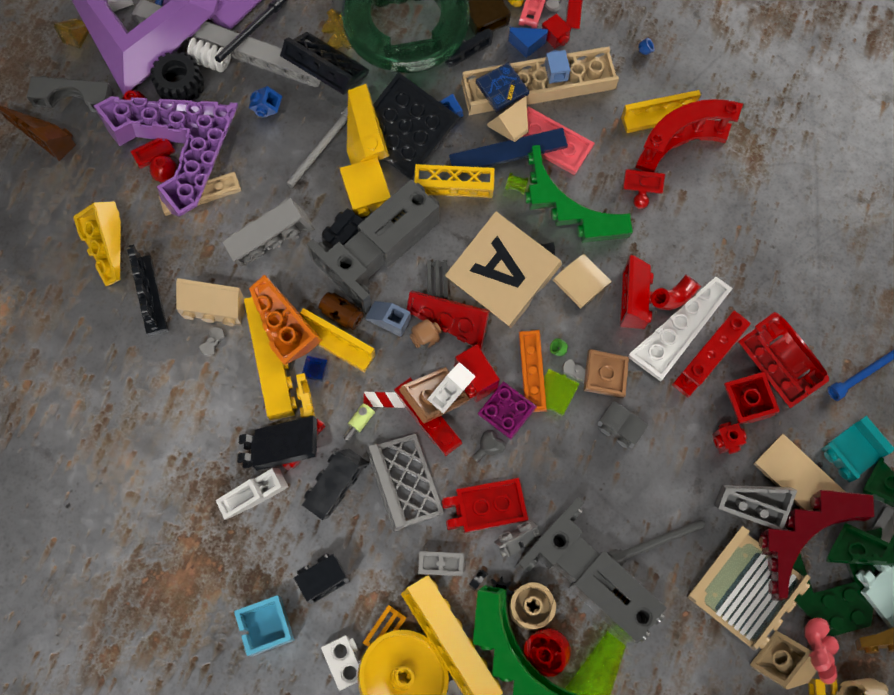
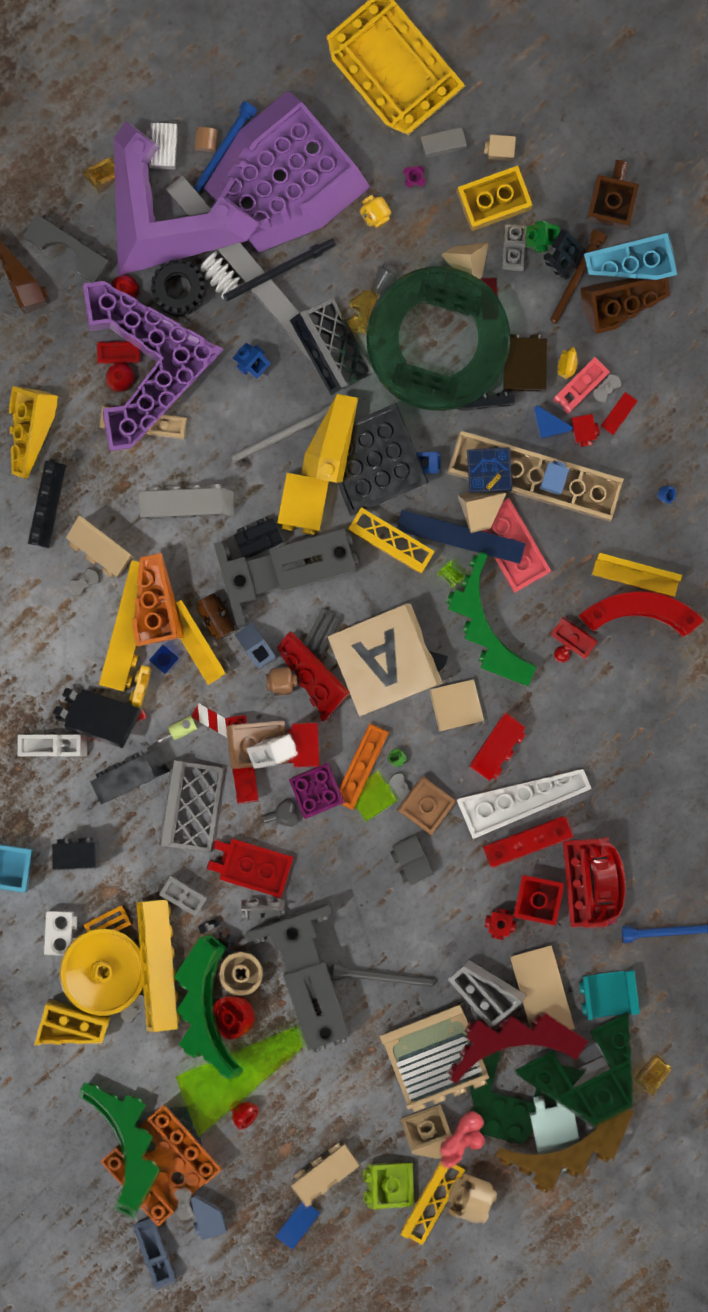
camera: 25 degrees right, 15 degrees up
(677, 296) = (534, 767): red cylinder -> none

